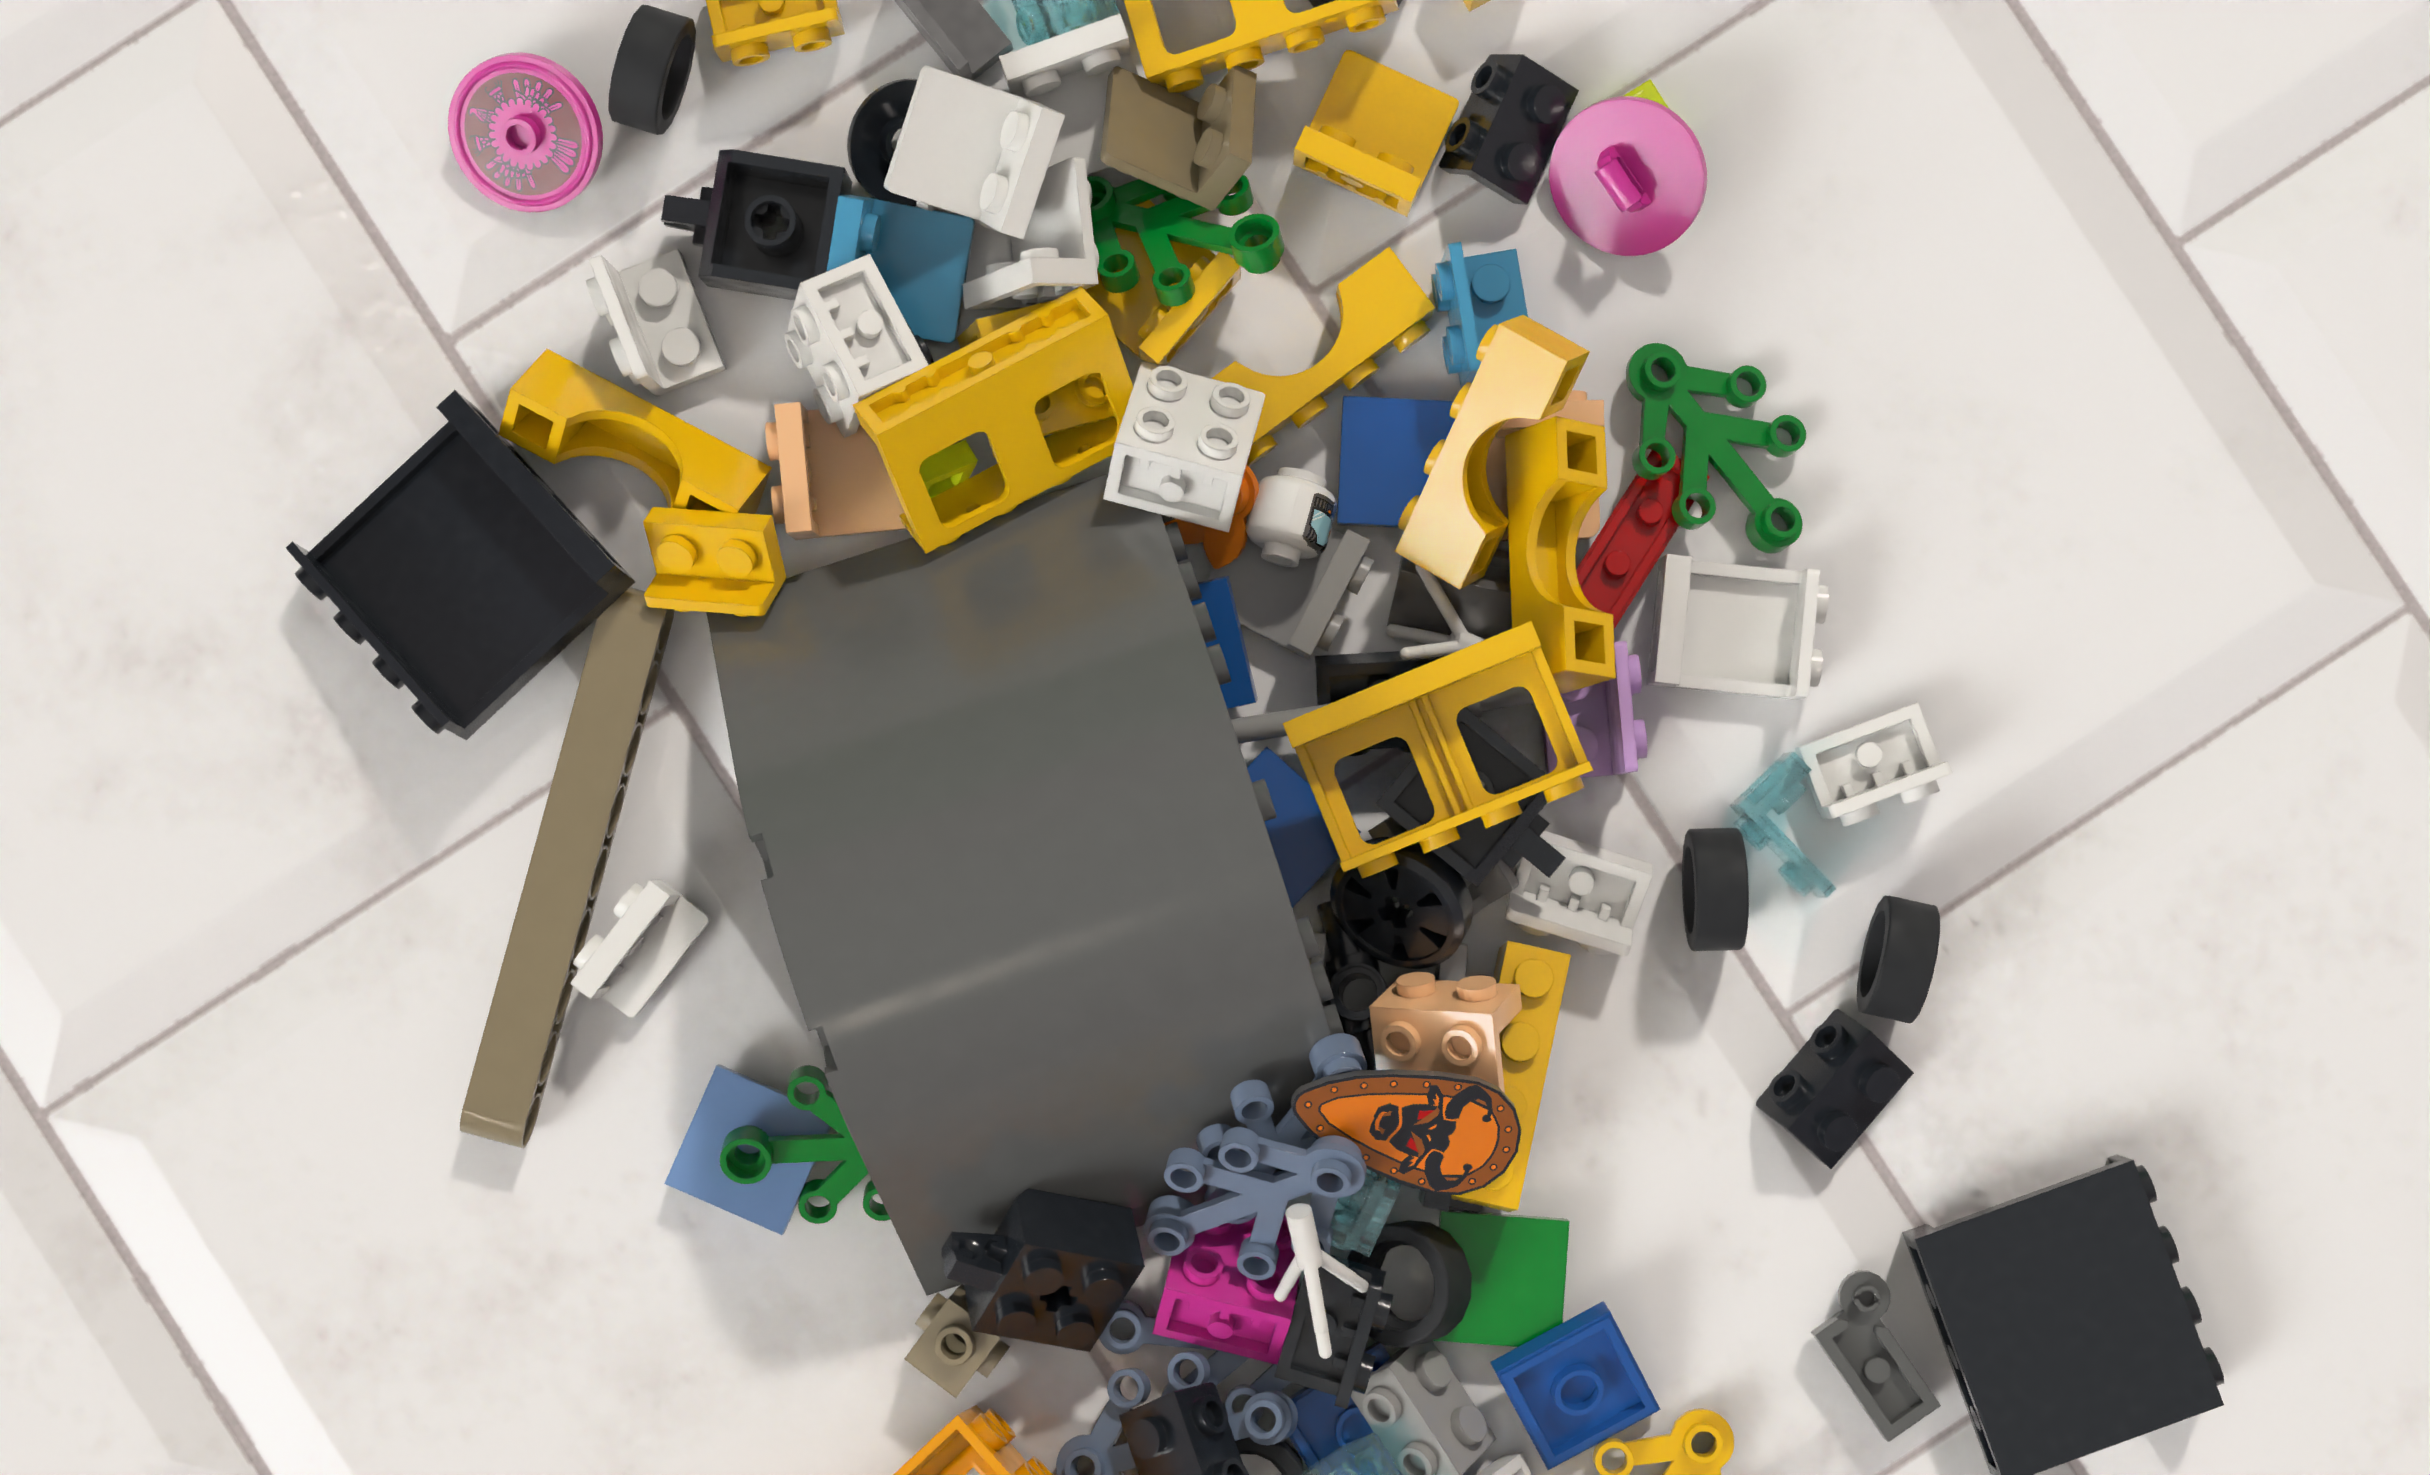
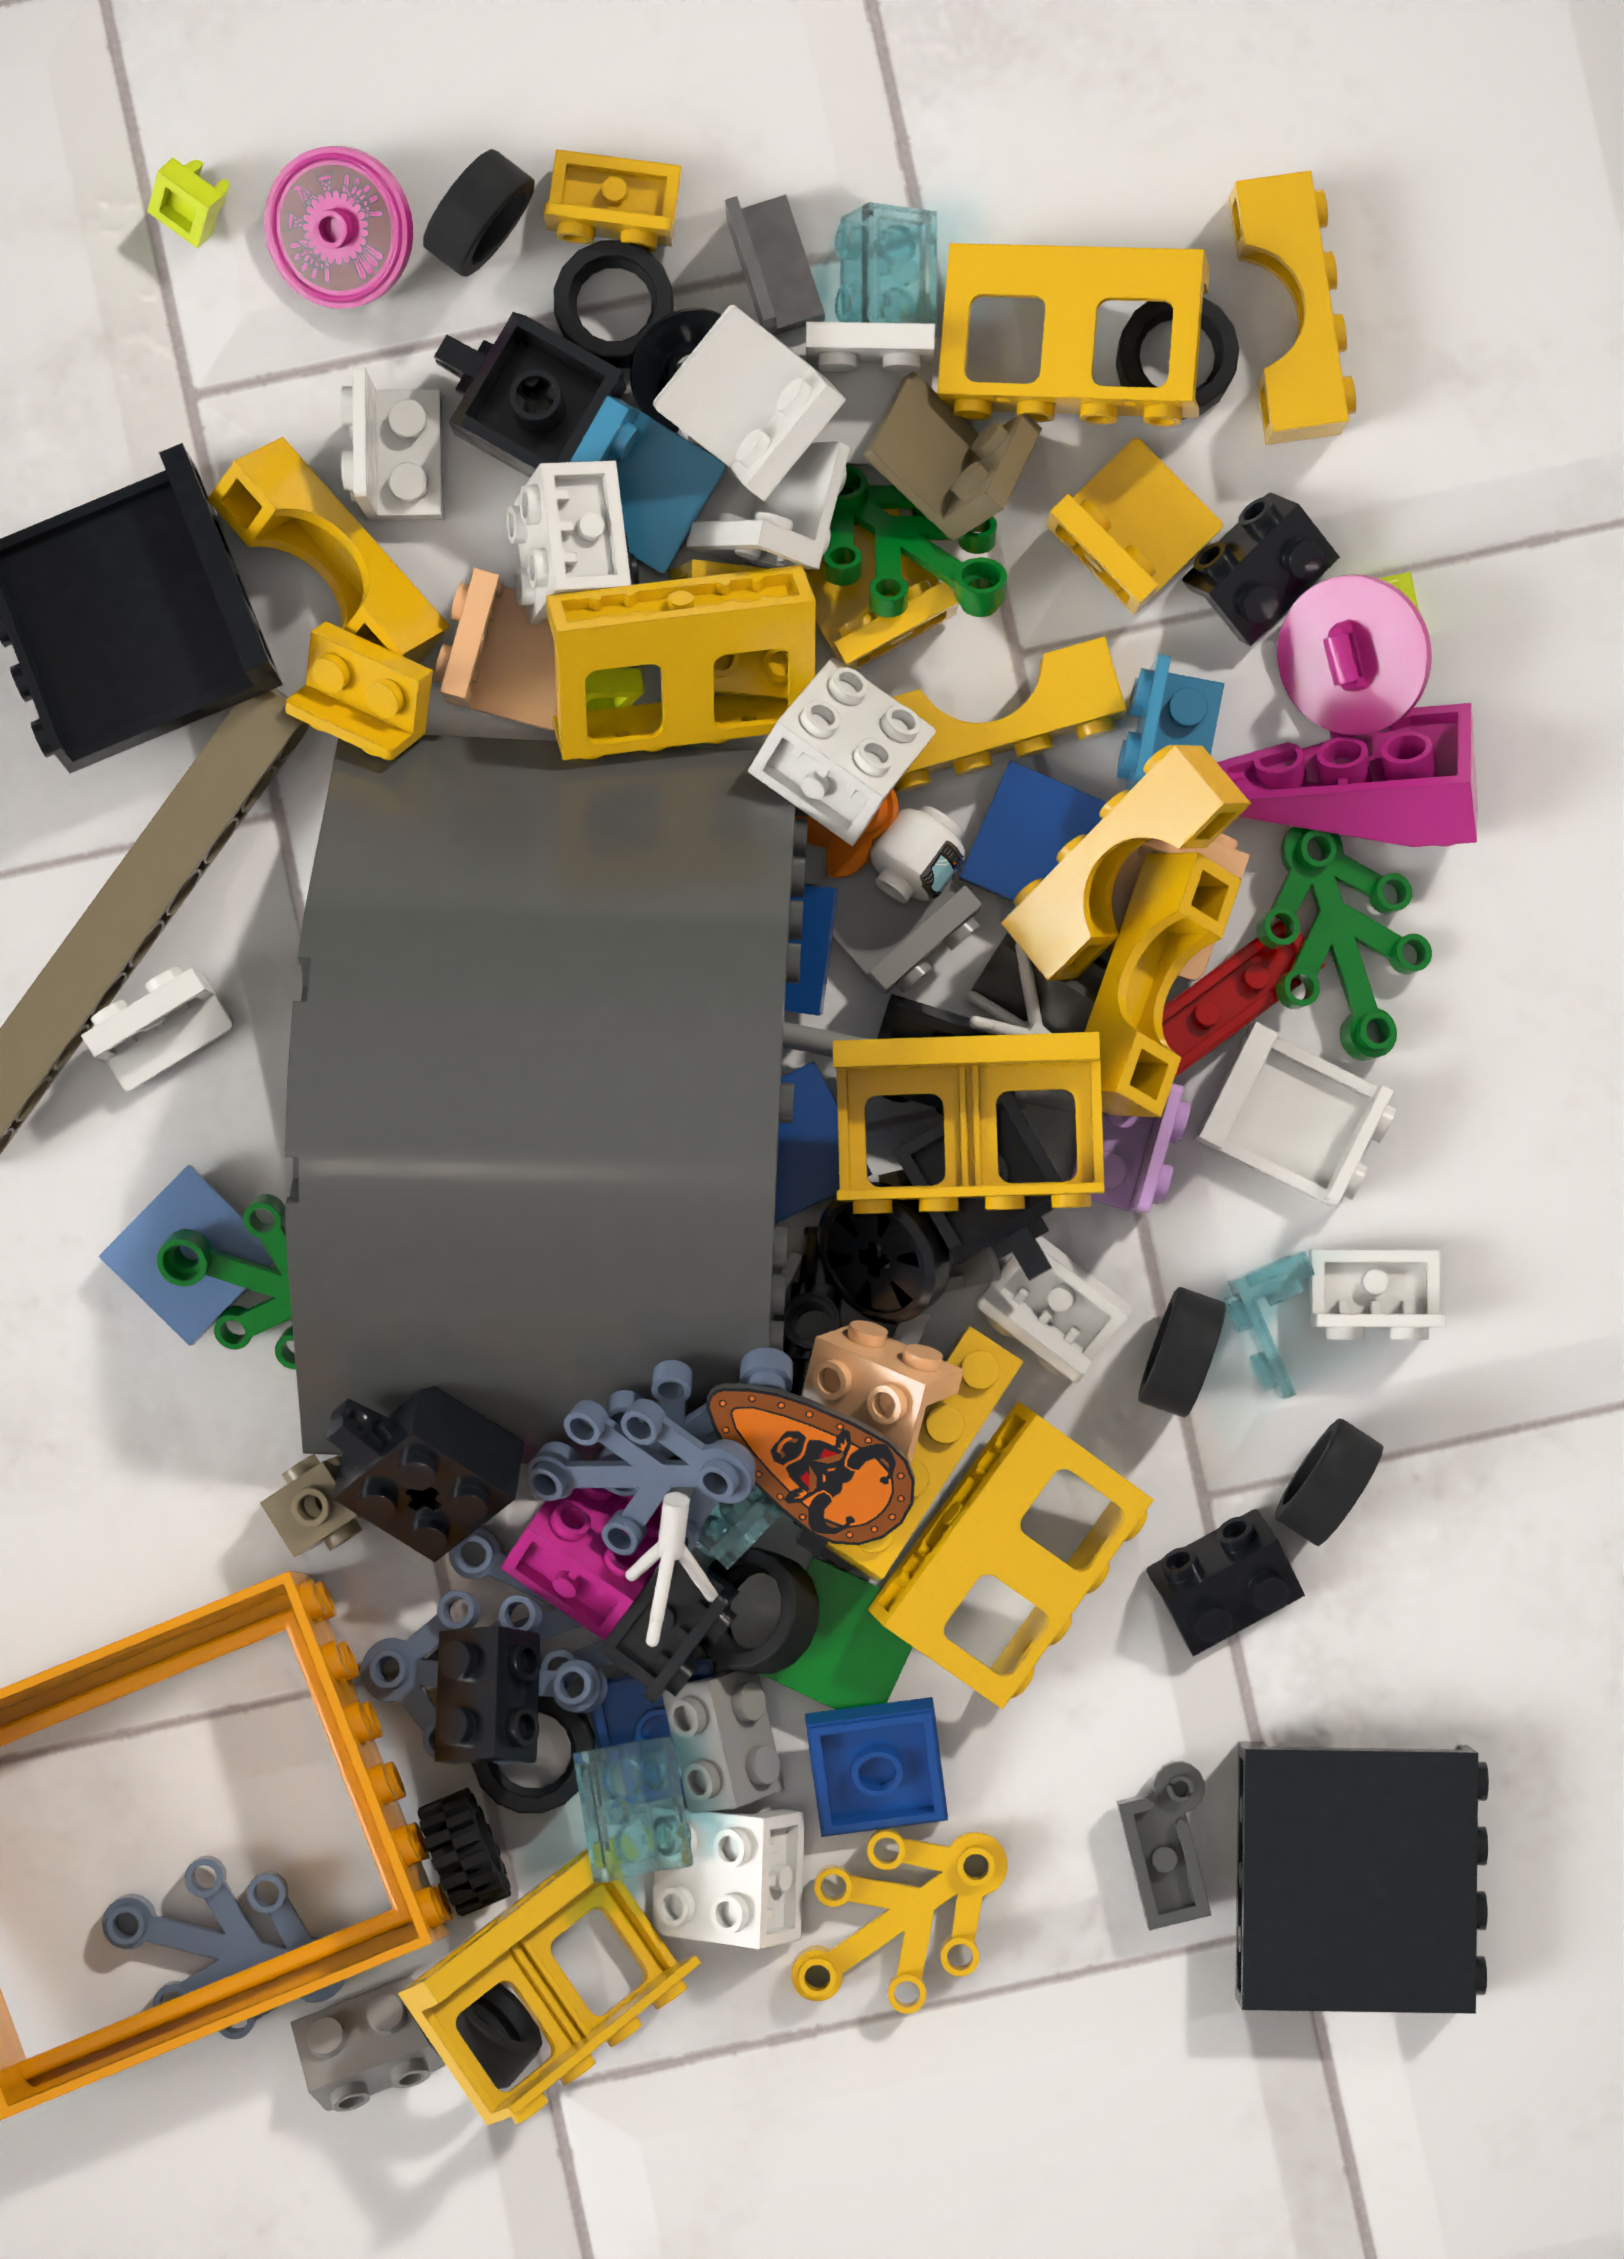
camera: 20 degrees right, 0 degrees up
(373, 161) = (187, 201): none -> neon yellow tile
(776, 73) = (591, 260): none -> black tyre
(1592, 1133) = (982, 1535): none -> yellow window
(1704, 288) = (1386, 786): none -> dark pink wedge

